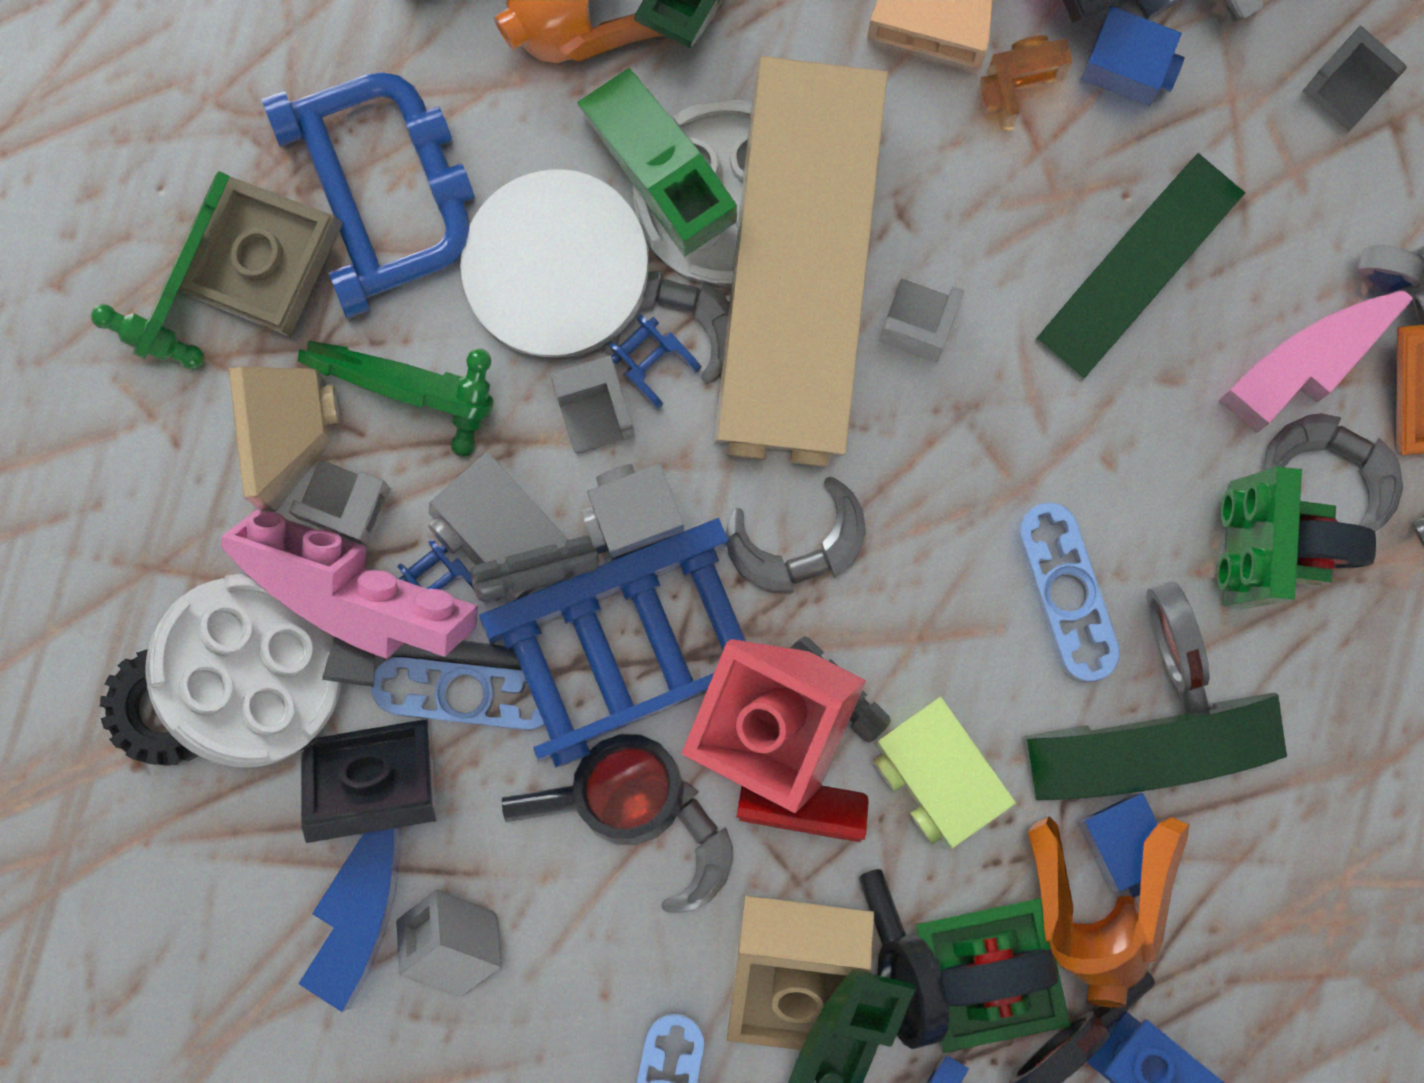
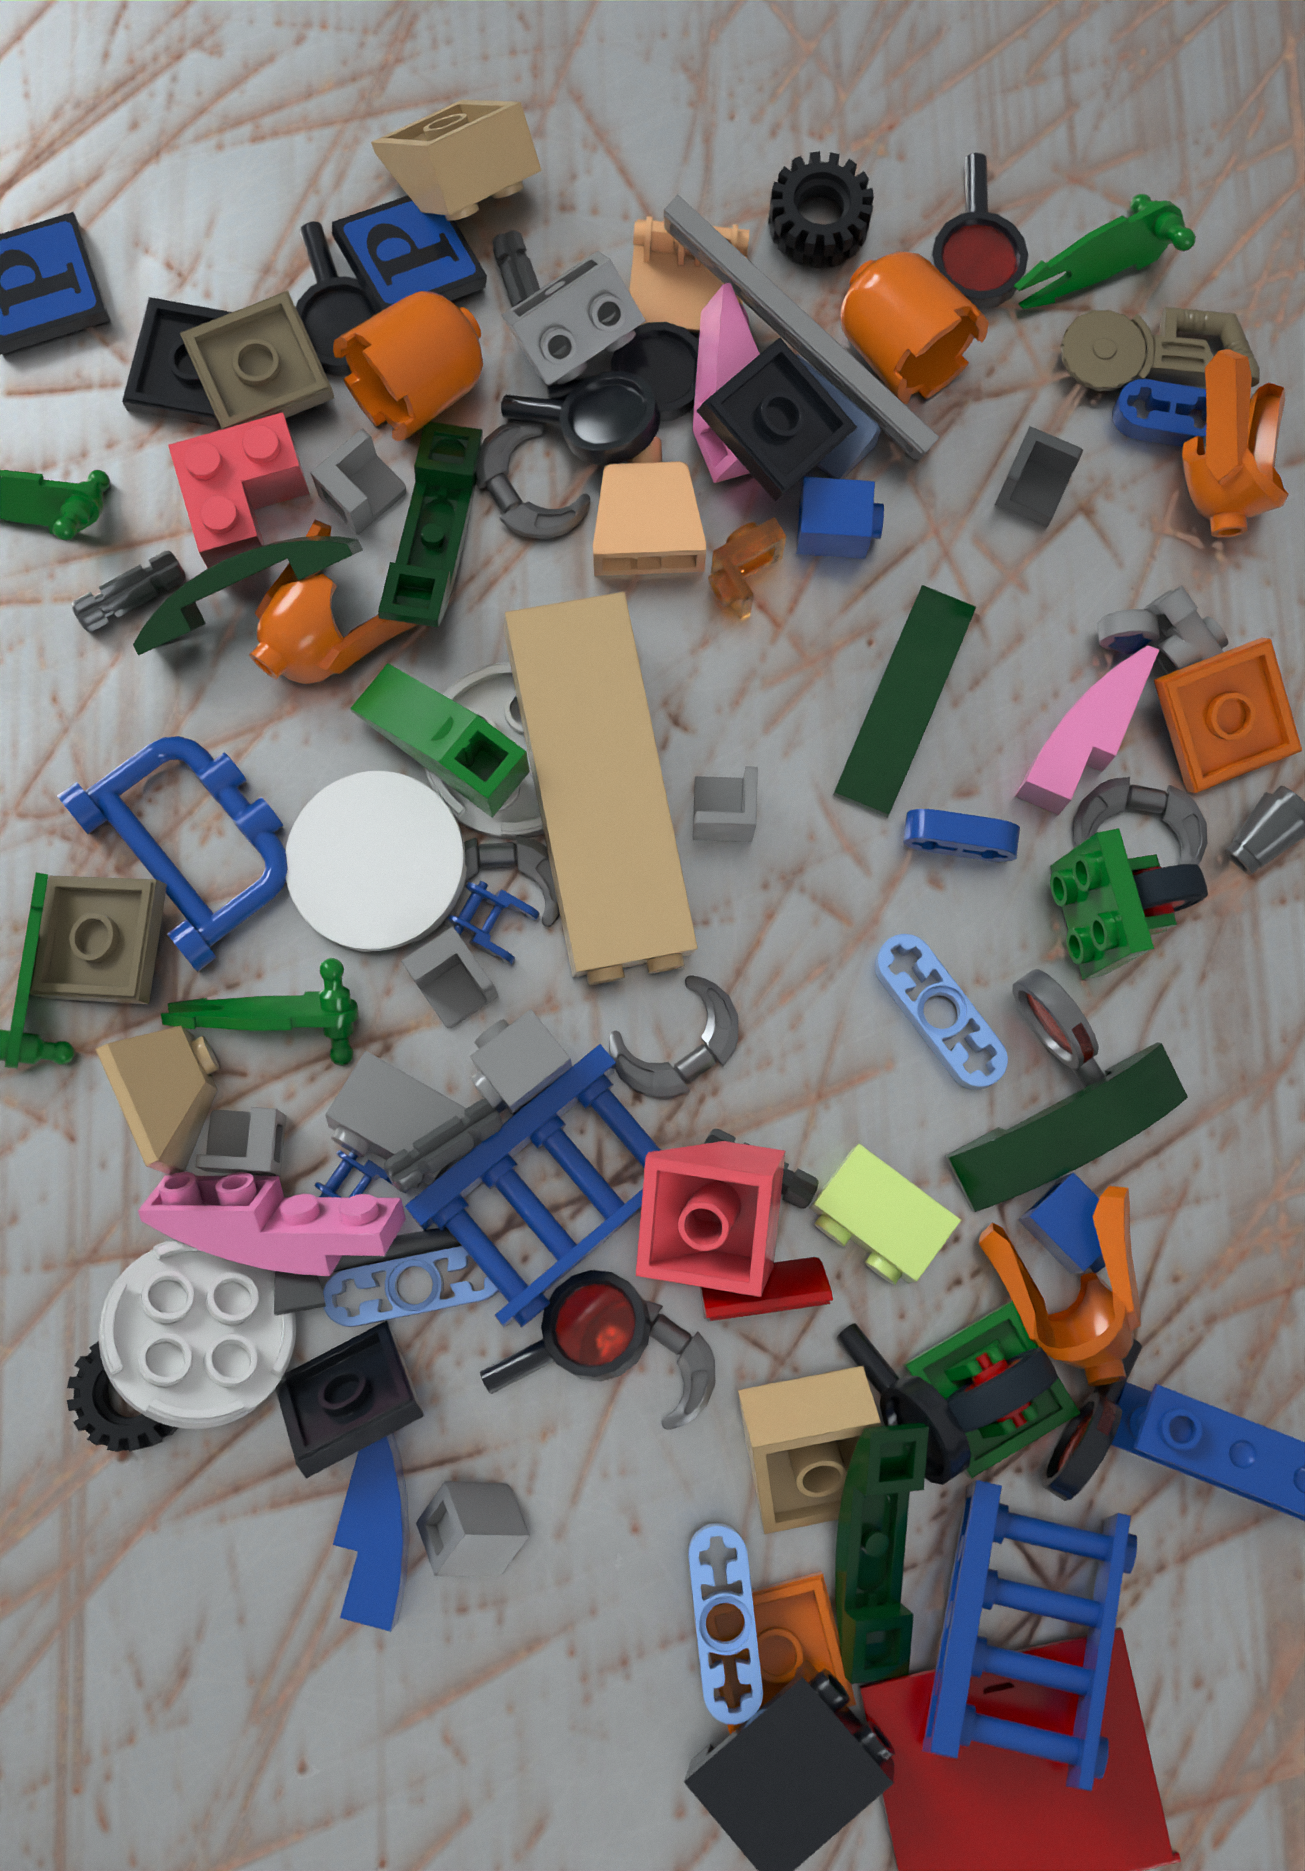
camera: 20 degrees left, 5 degrees down
(1149, 423) = (961, 835): none -> blue beam

